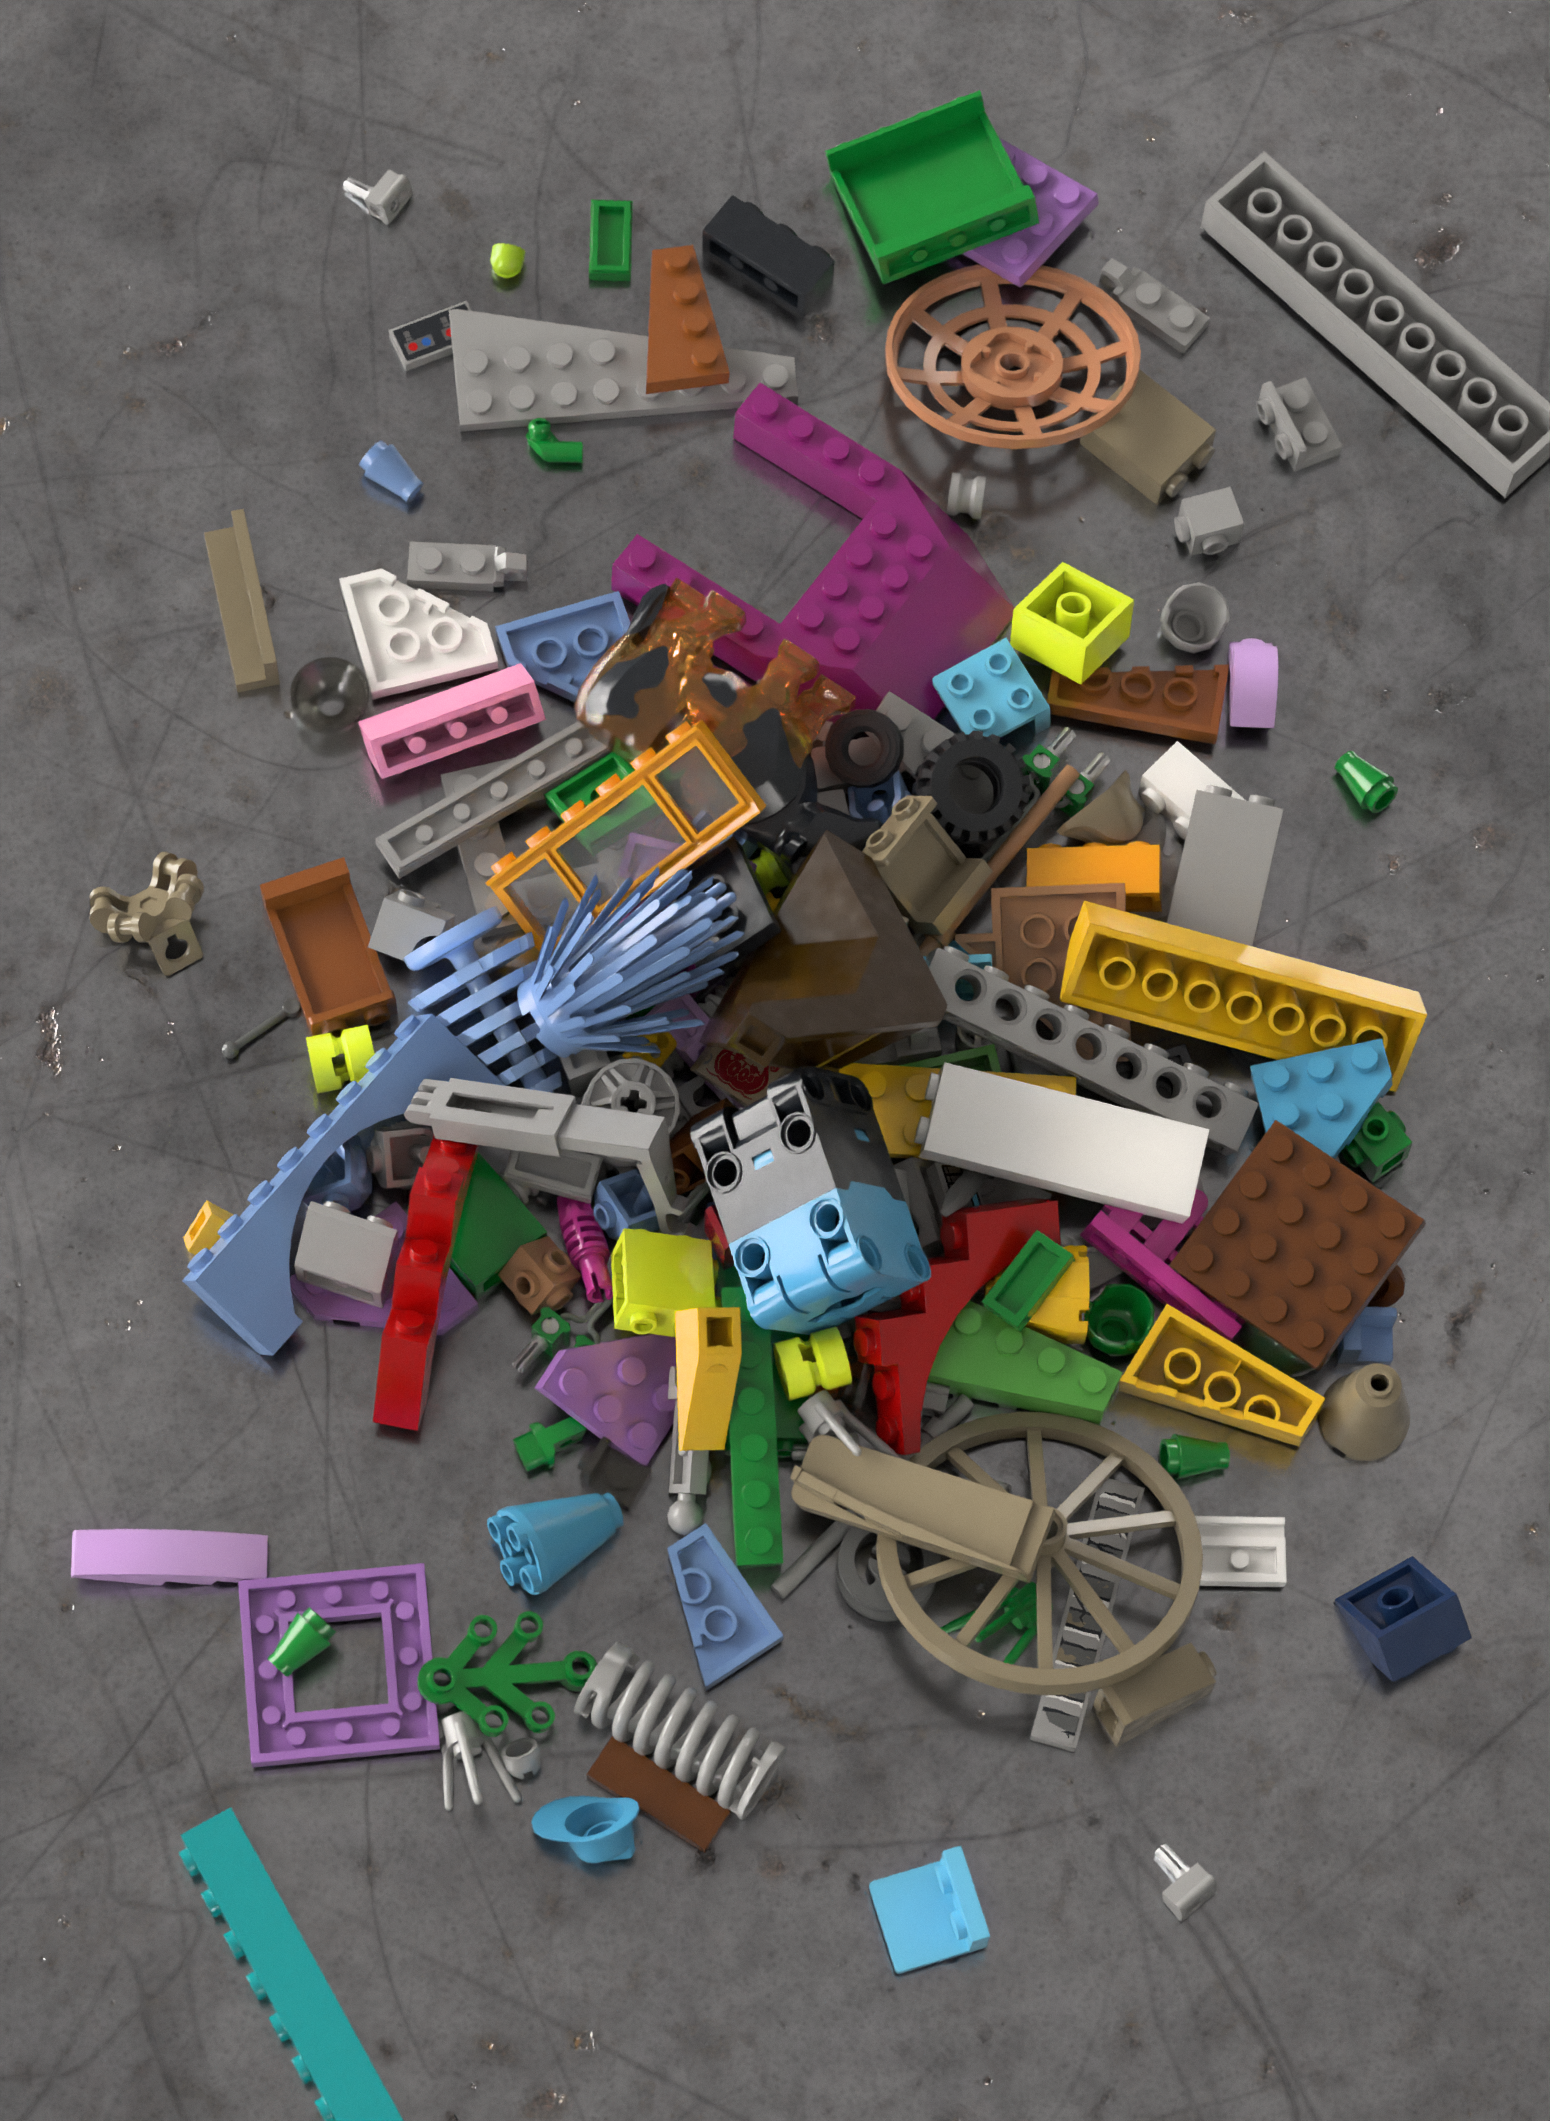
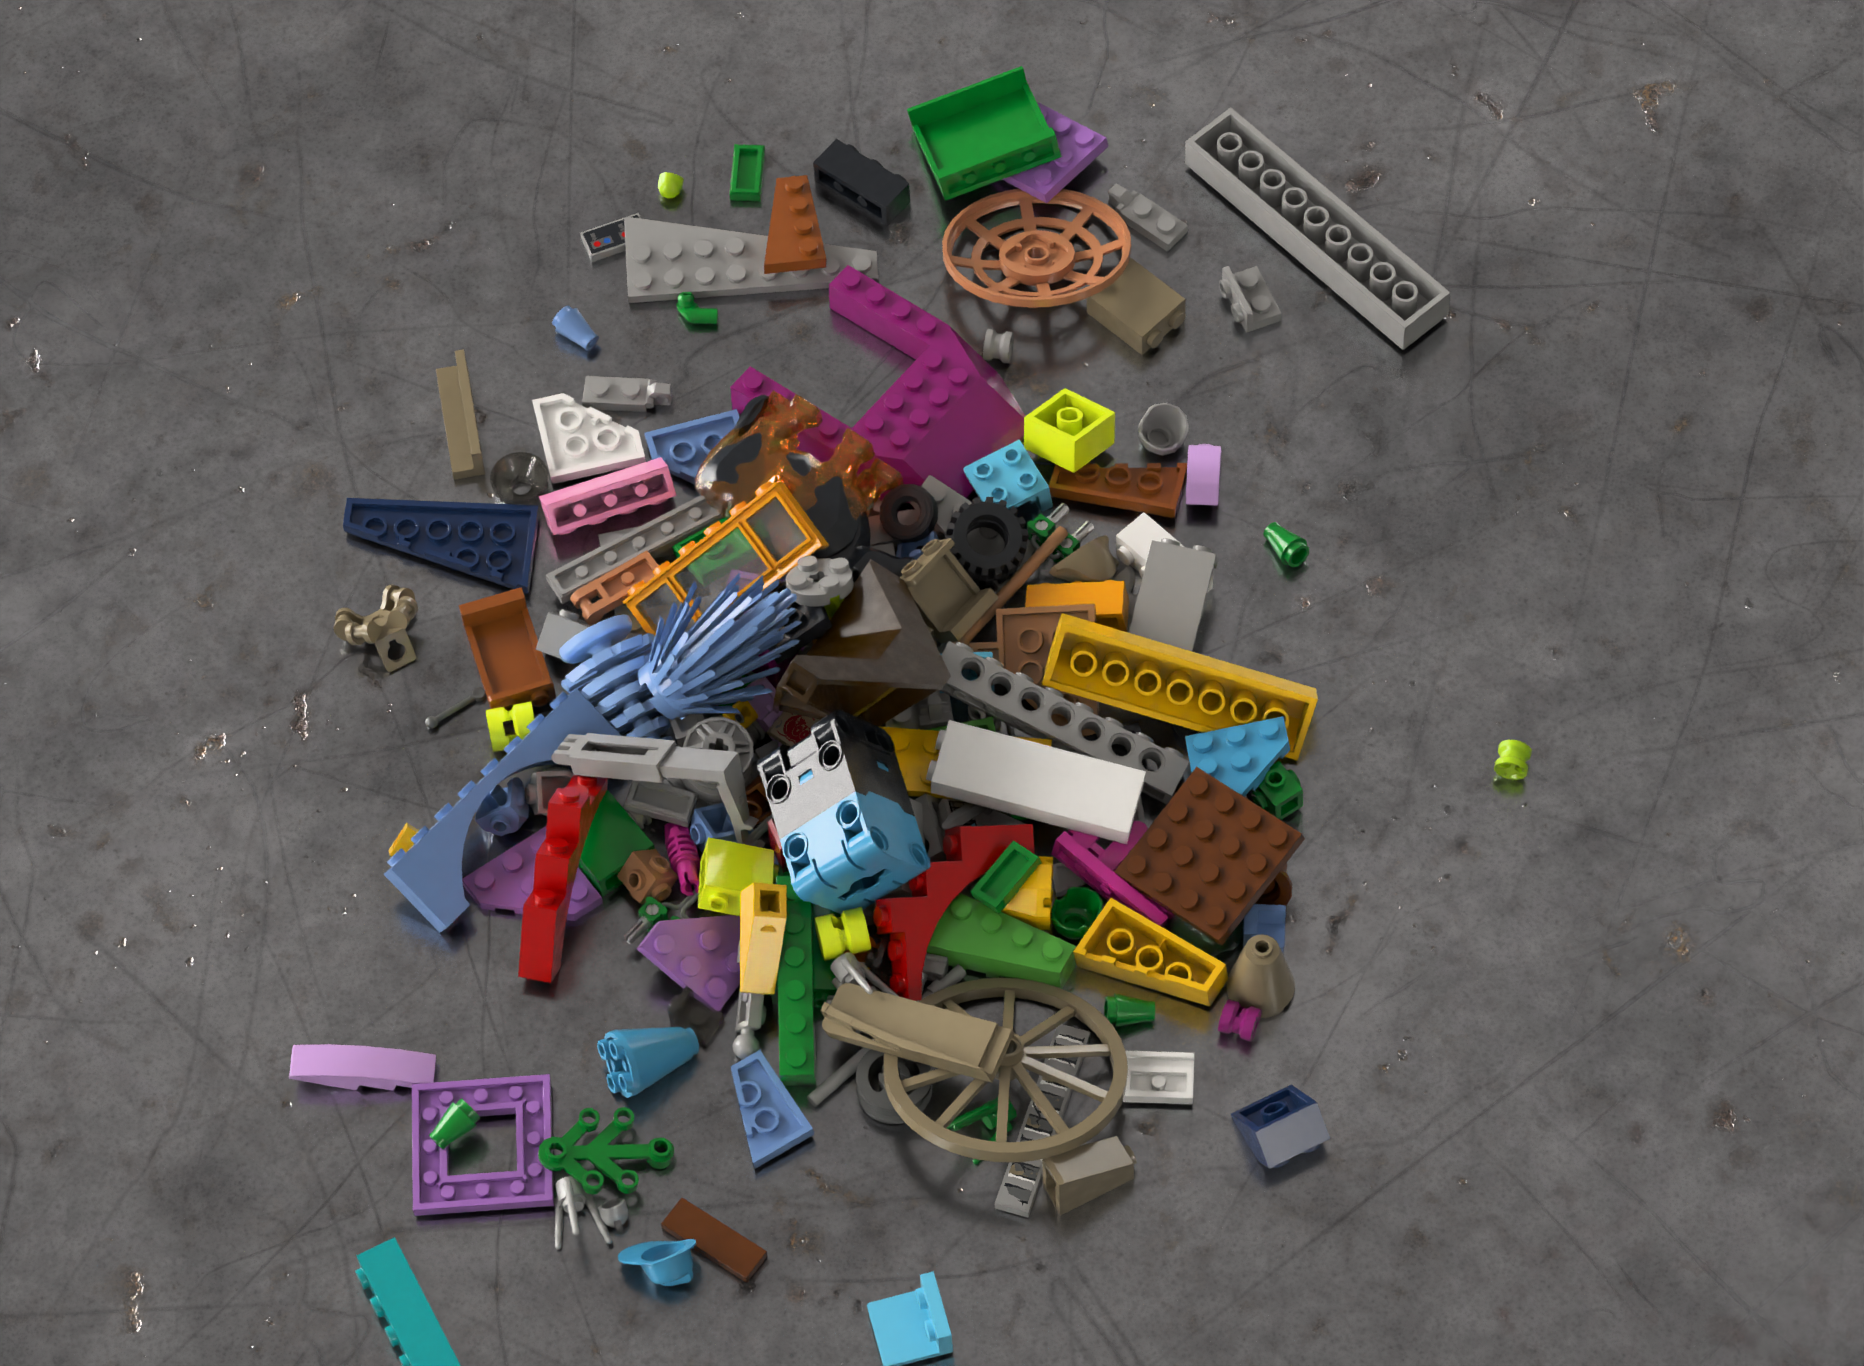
camera: 10 degrees right, 10 degrees down
(261, 778) = (470, 537): none -> dark blue wing
(347, 1253) = (502, 853): light grey slope -> none
(385, 198) = (584, 143): light grey piece -> none
(473, 855) = (613, 587): none -> nougat plate
(542, 1443) = (647, 992): green piece -> none
(737, 1798) = (698, 1158): light grey piece -> none
(778, 852) = (819, 580): none -> light grey plate
(1191, 1887) = (1108, 1313): light grey piece -> none
(1209, 522) = (1178, 364): light grey brick -> none
(1342, 1469) = (1239, 1020): none -> magenta wheel

